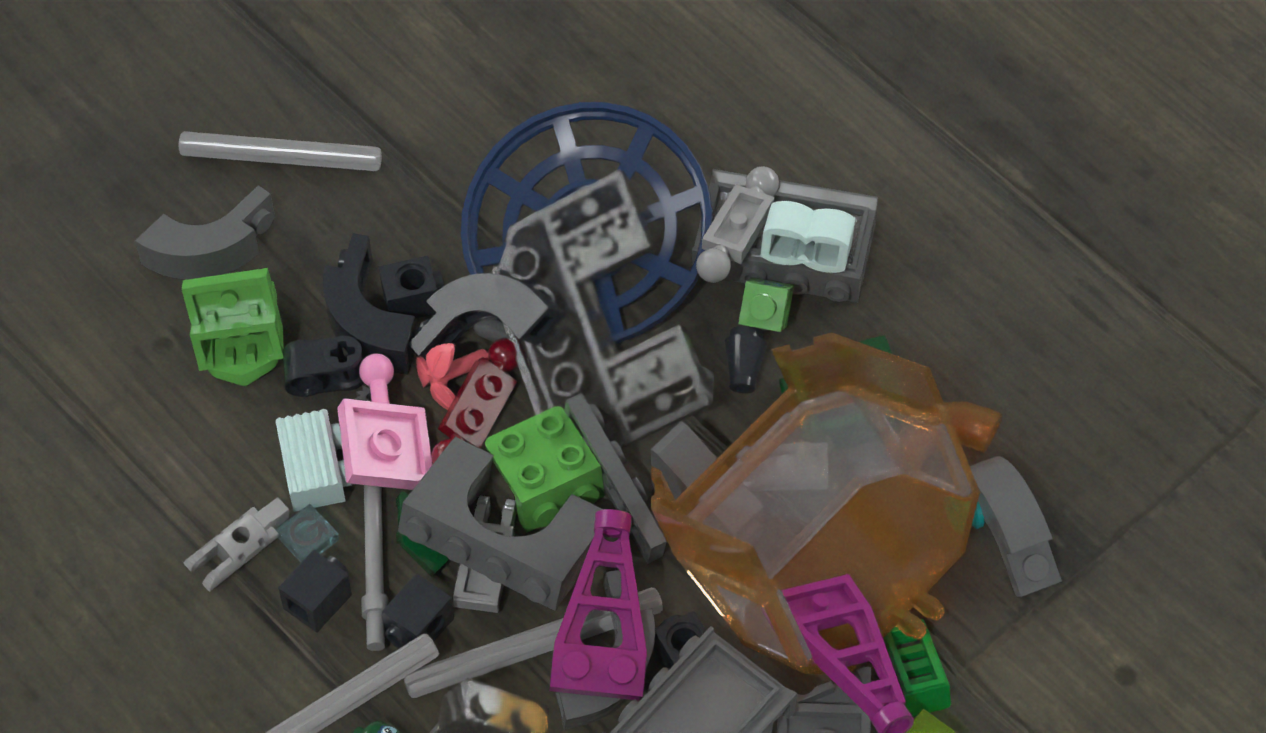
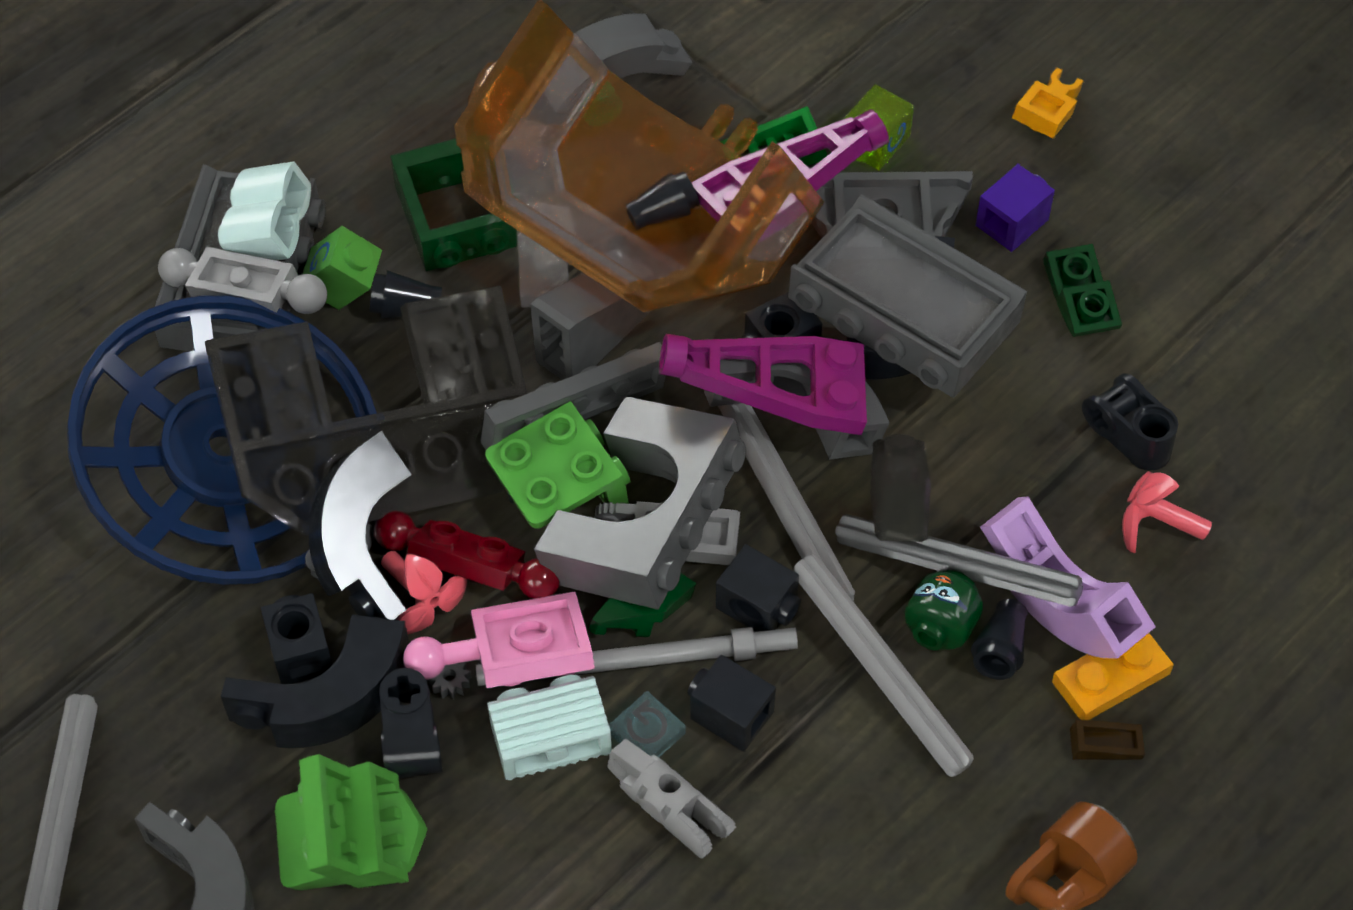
camera: 95 degrees left, 0 degrees up
(833, 553) = (664, 201): none -> black cone

